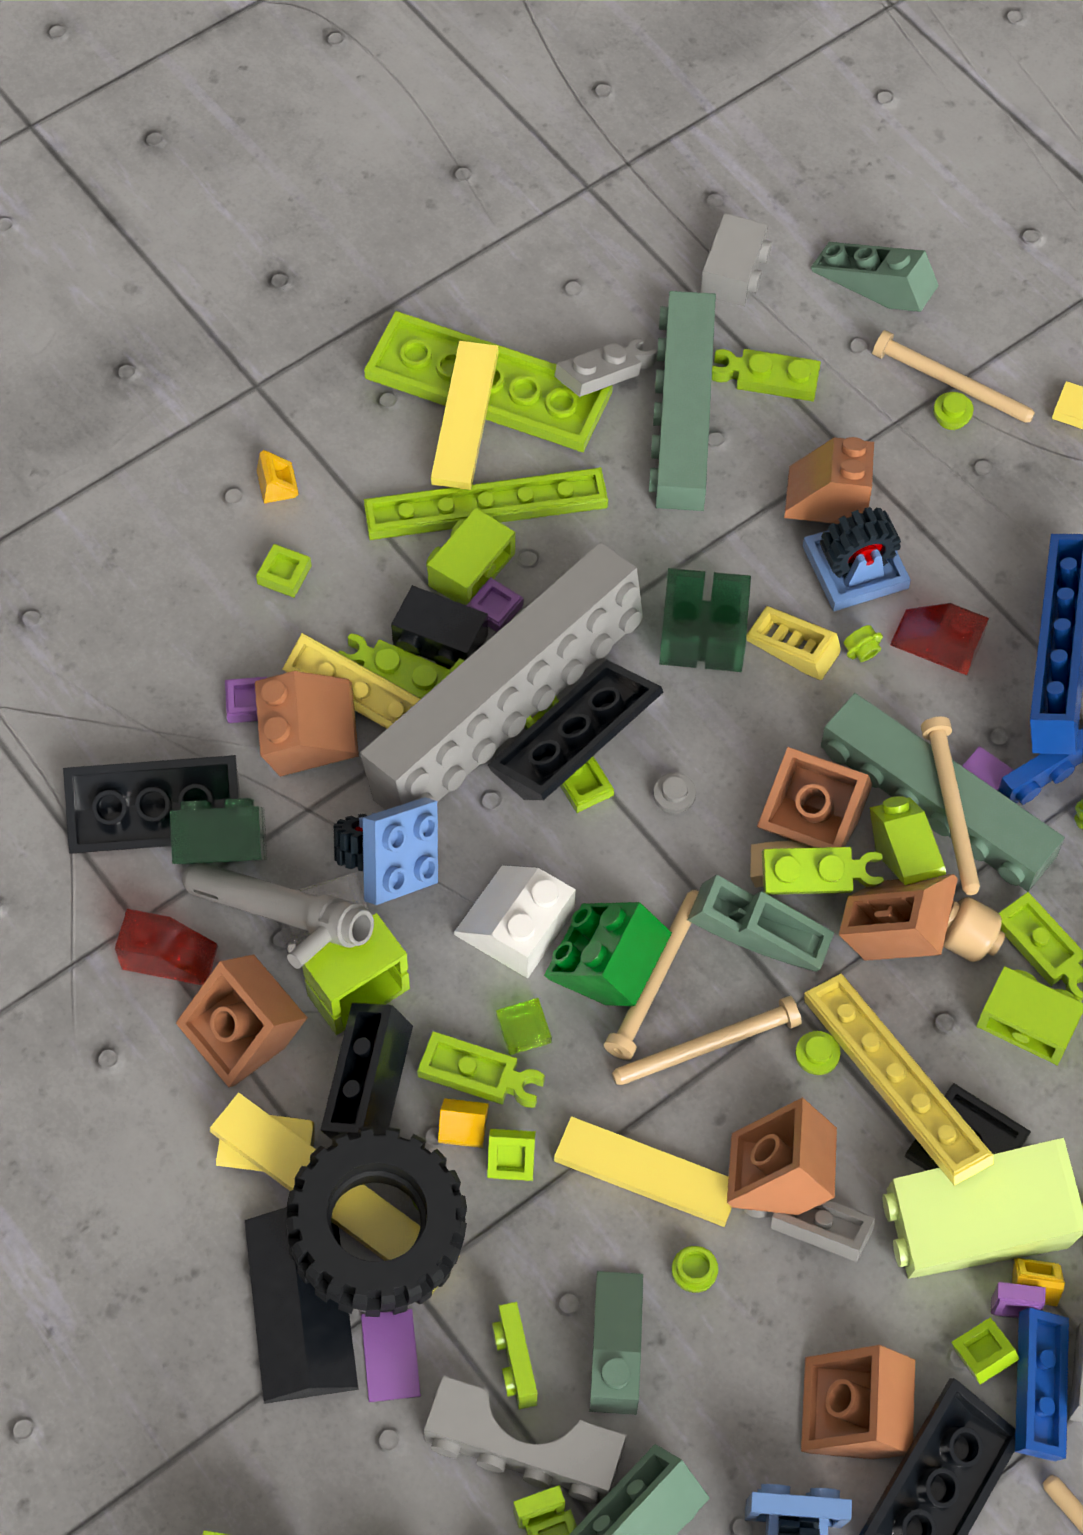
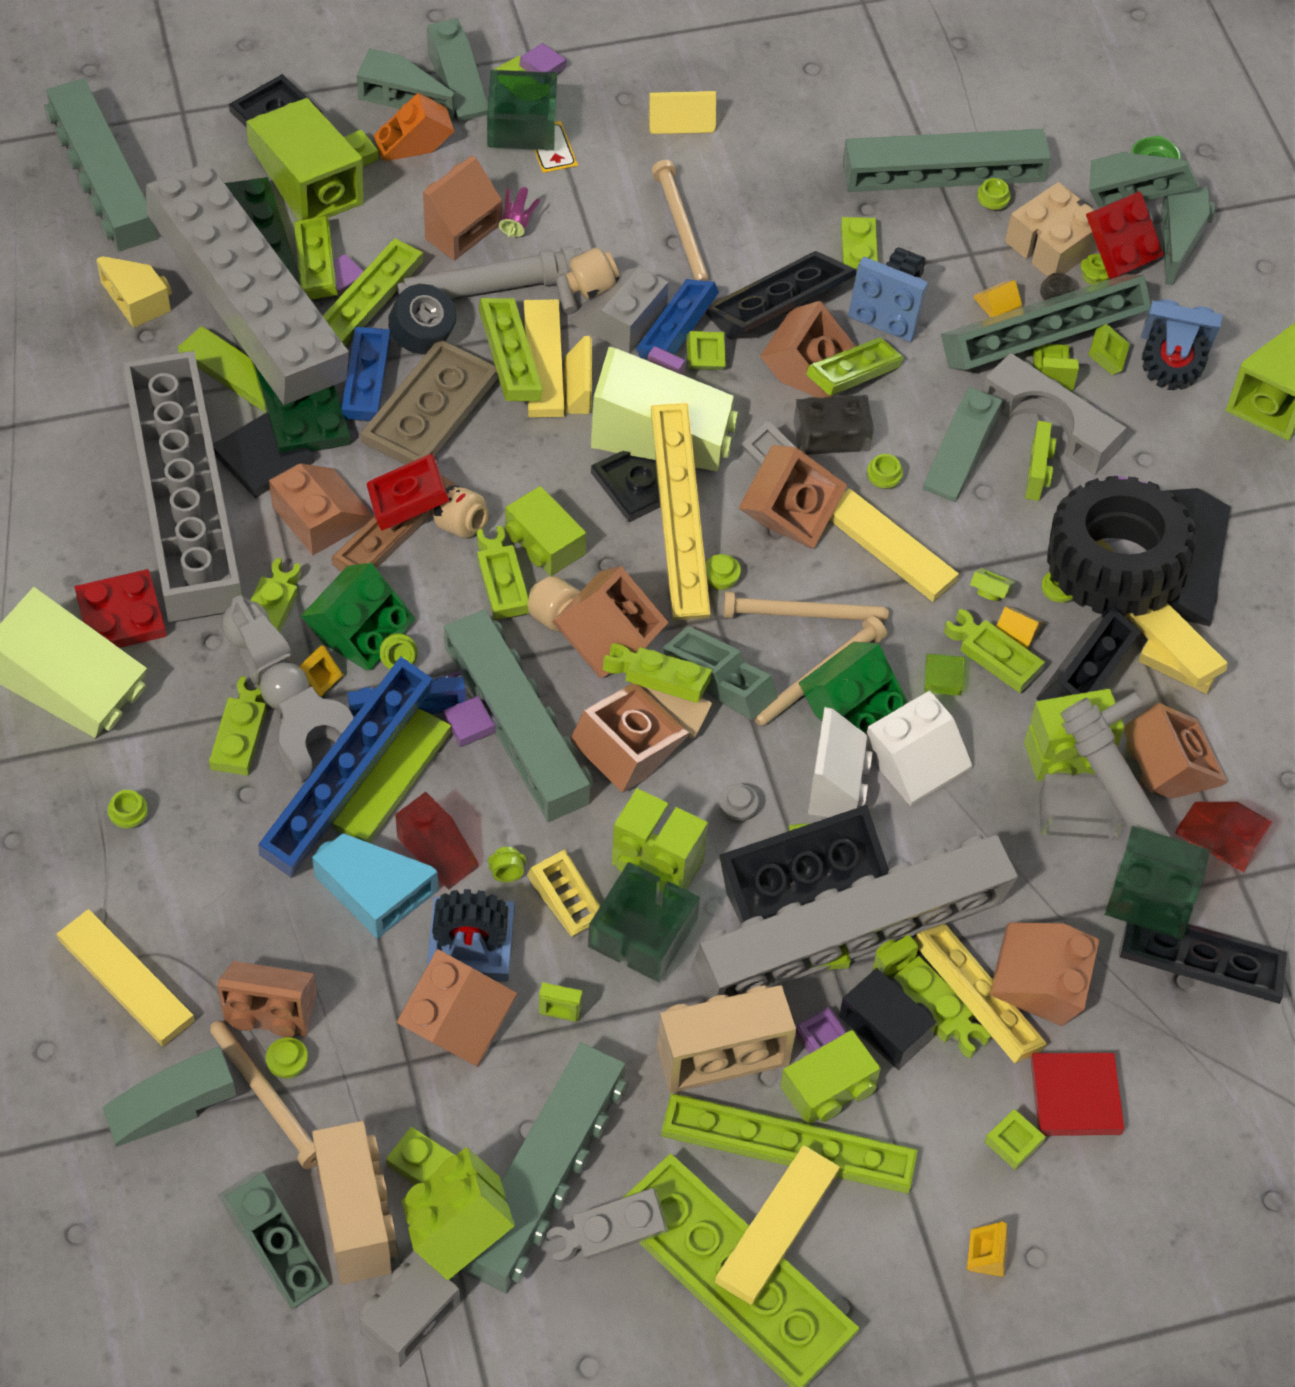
camera: 160 degrees left, 5 degrees down
(239, 637) = (1076, 1094): none -> red tile
(241, 700) = (1087, 1032): medium lavender tile -> none
(392, 849) = (1021, 826): medium blue plate -> none
(561, 536) = (725, 1038): none -> tan brick
(588, 846) = (839, 767): none -> white slope
(742, 289) = (457, 1213): none -> lime piece
(743, 677) = (672, 854): none -> lime piece
(744, 534) = (560, 1002): none -> lime tile
(783, 1303) = (833, 424): none -> clear smoke brick
(794, 1400) = (854, 366): none -> lime tile
(824, 299) = (355, 1202): none -> tan brick
(906, 840) = (574, 666): lime slope -> none
(937, 730) = (499, 738): tan bar -> none
(978, 574) = (373, 881): none -> medium azure slope
(1000, 431) = (267, 998): none -> nougat slope
(1016, 689) = (392, 776): none -> lime tile
(1023, 341) = (170, 1097): none -> sand green slope

